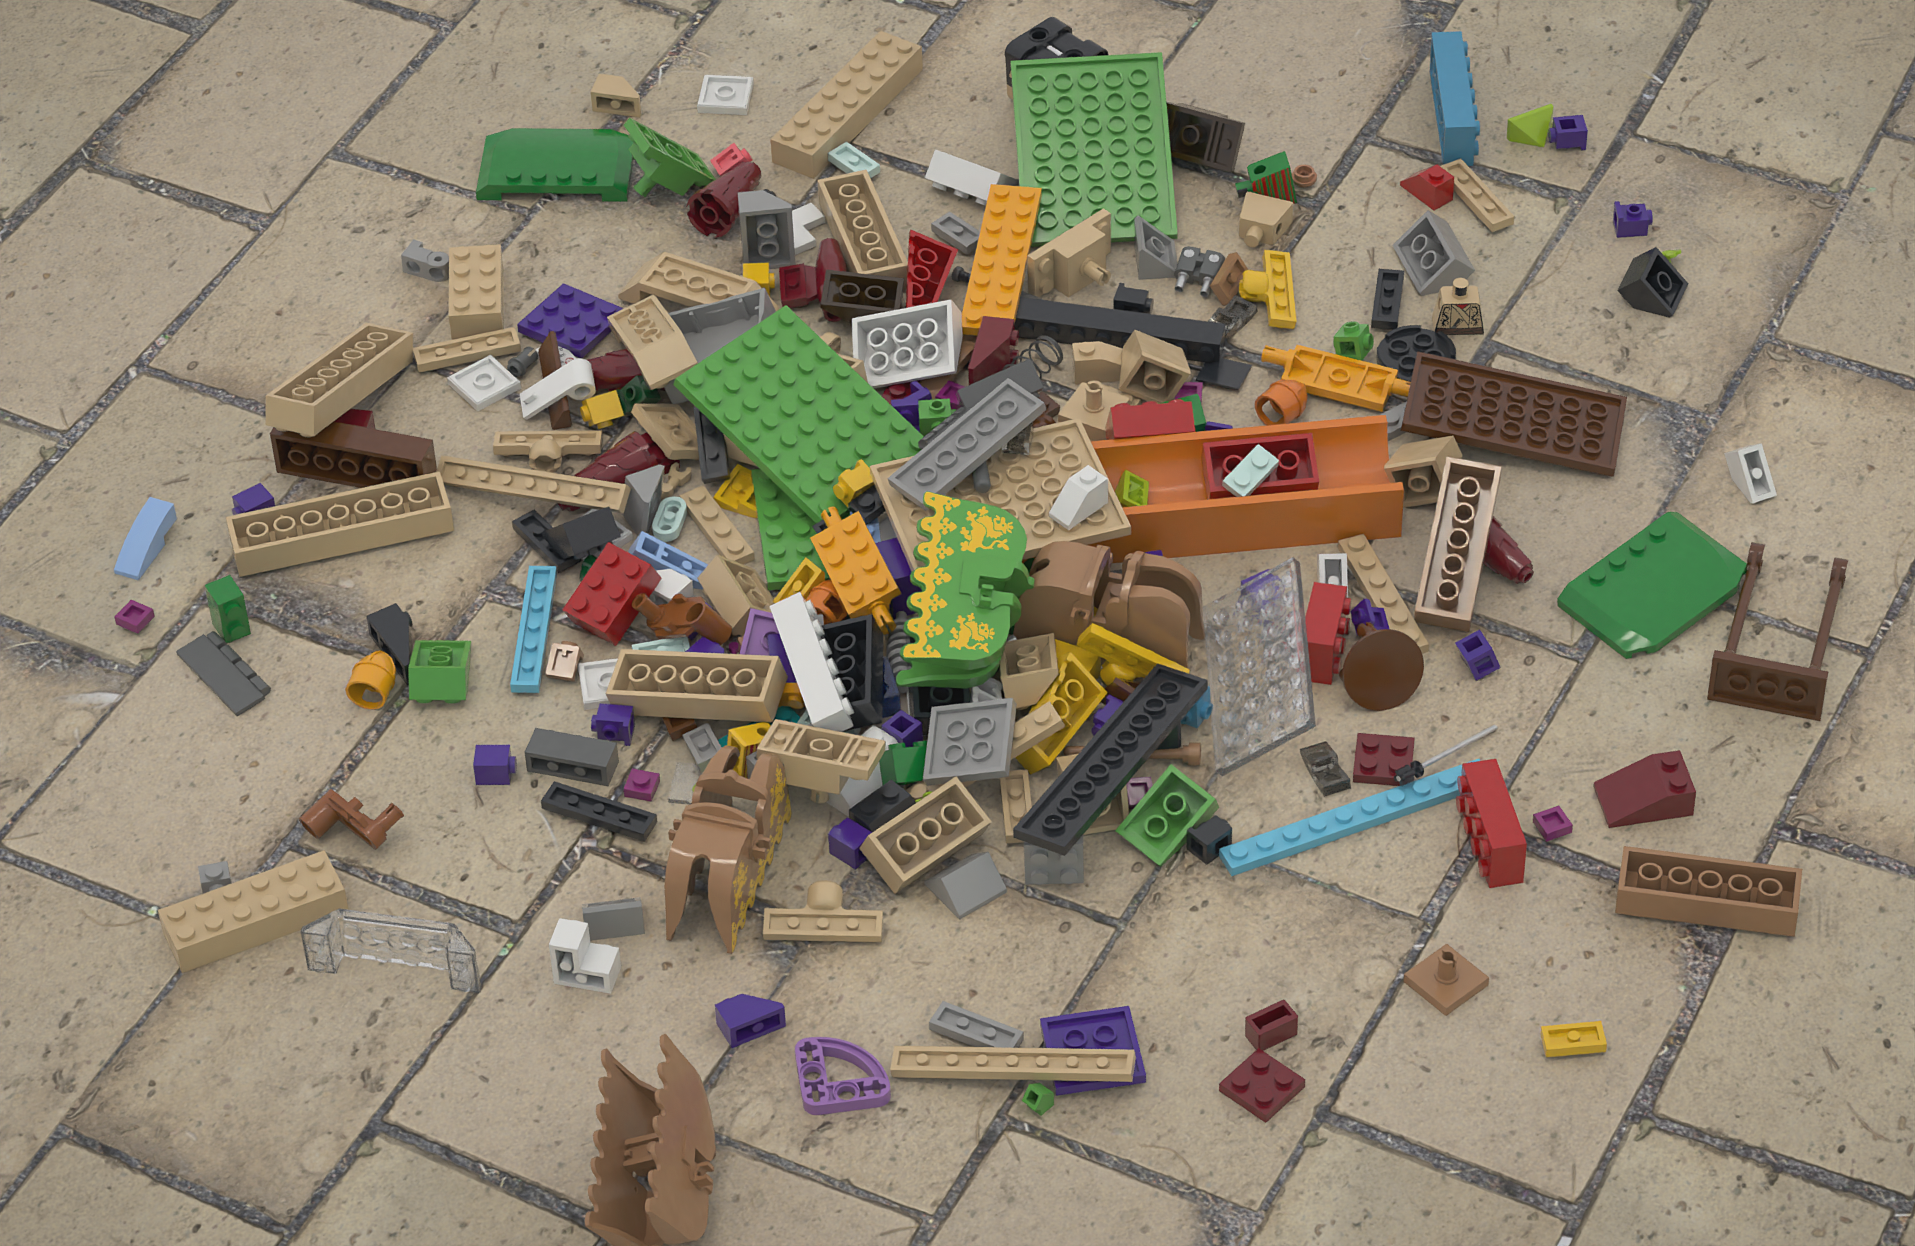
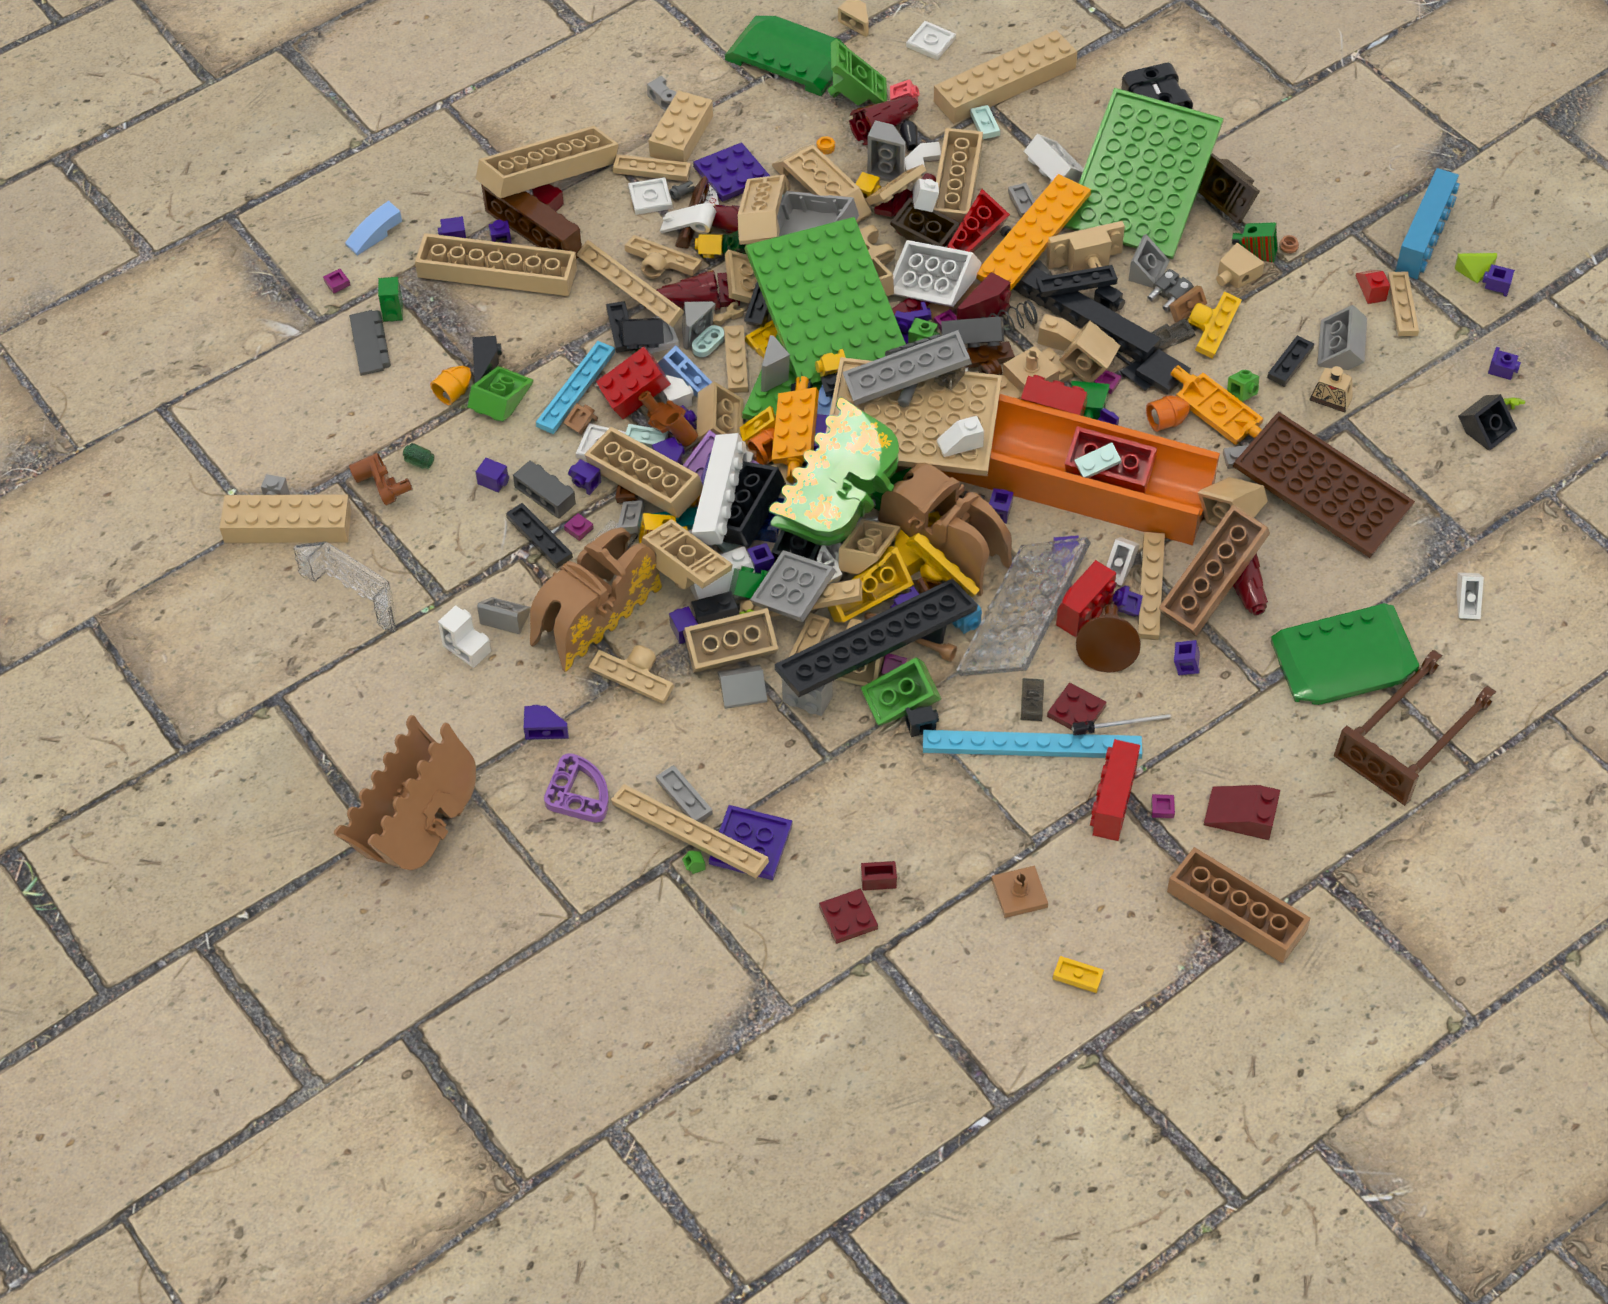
camera: 25 degrees right, 10 degrees up
(318, 483) = (500, 230): none -> dark purple brick
(381, 778) = (418, 456): none -> clear green brick
(672, 248) = (826, 145): none -> light orange tile
(782, 508) = (775, 365): none -> light grey slope
(799, 261) = (896, 185): none -> tan plate
(846, 257) = (925, 194): none -> white slope
(1087, 294) = (1076, 281): none -> black plate
(1132, 490) = (1016, 442): lime slope -> none
(1243, 362) = (1158, 371): none -> black tile
(1401, 345) = (1290, 402): black tile -> none

